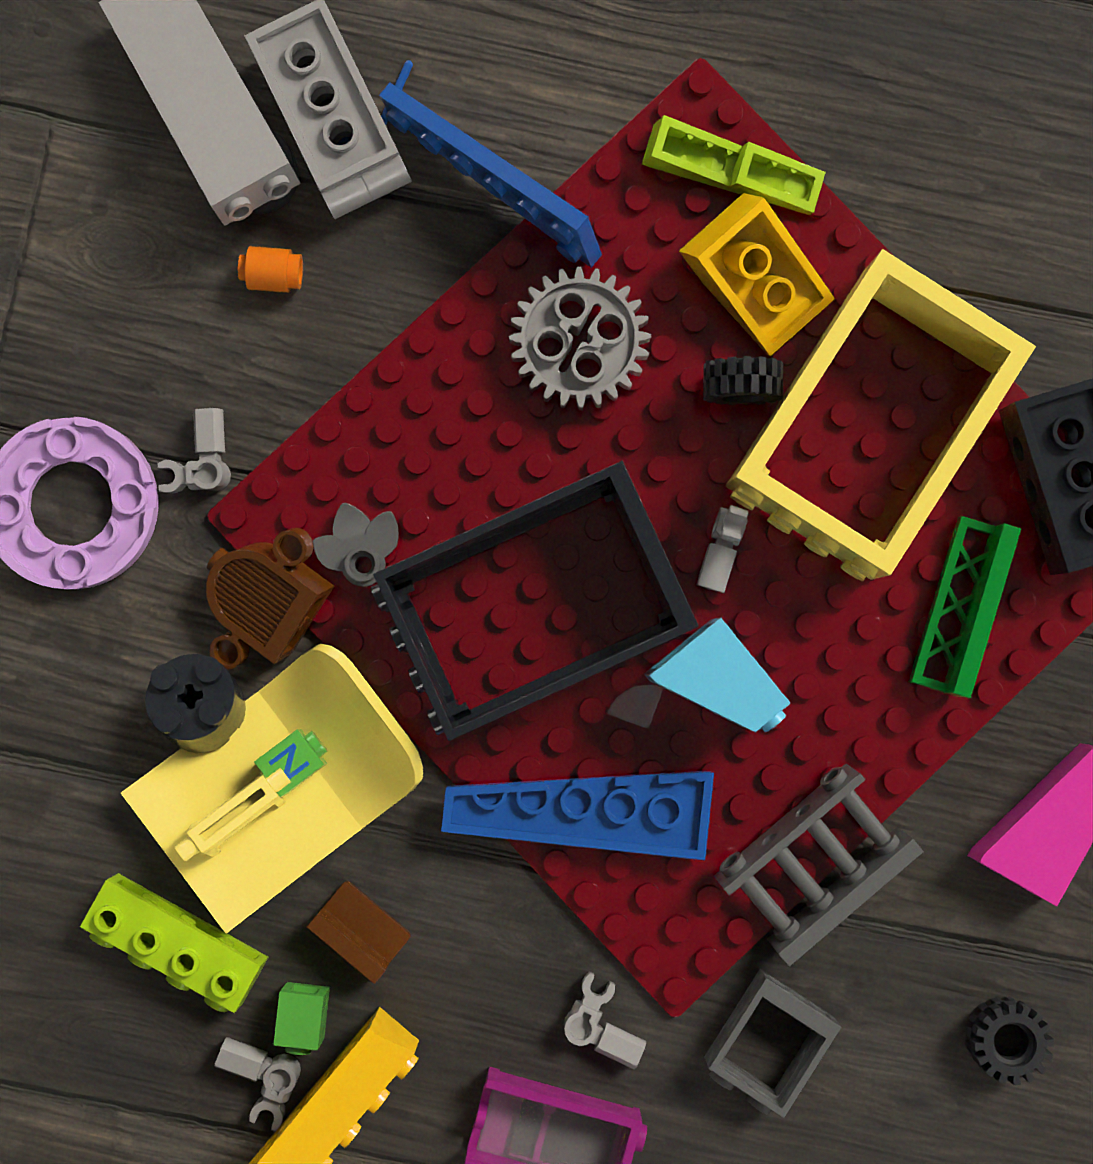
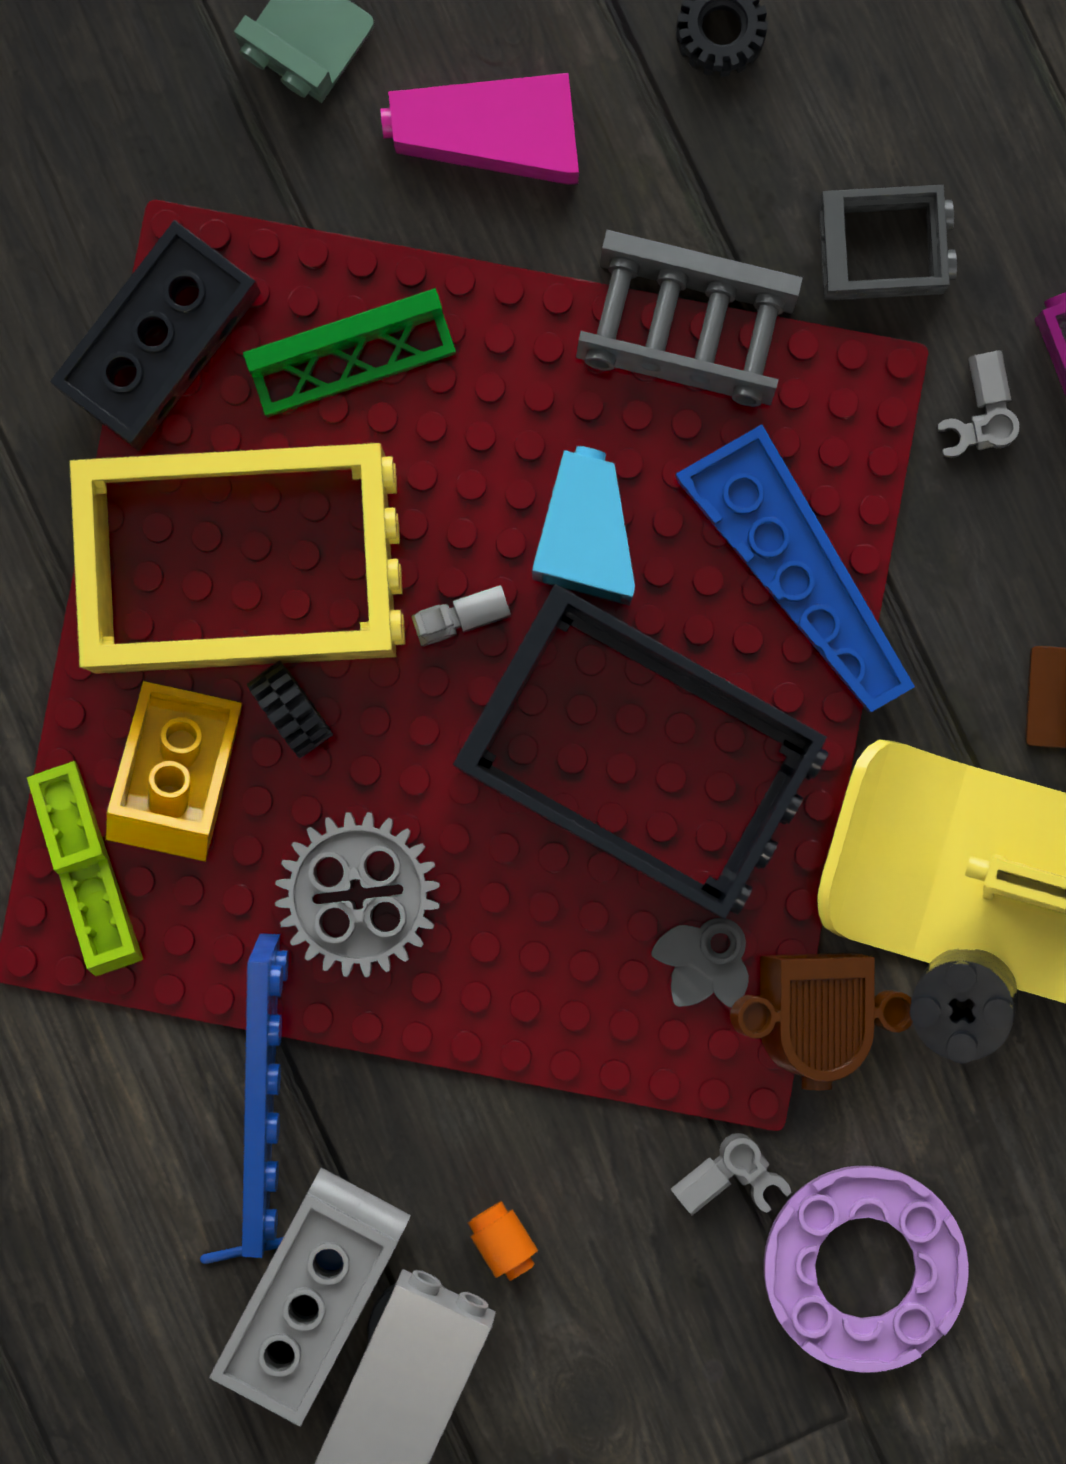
camera: 120 degrees left, 0 degrees up
(297, 756) = (943, 873): bright green brick -> none
(637, 704) = (664, 591): clear tile -> none

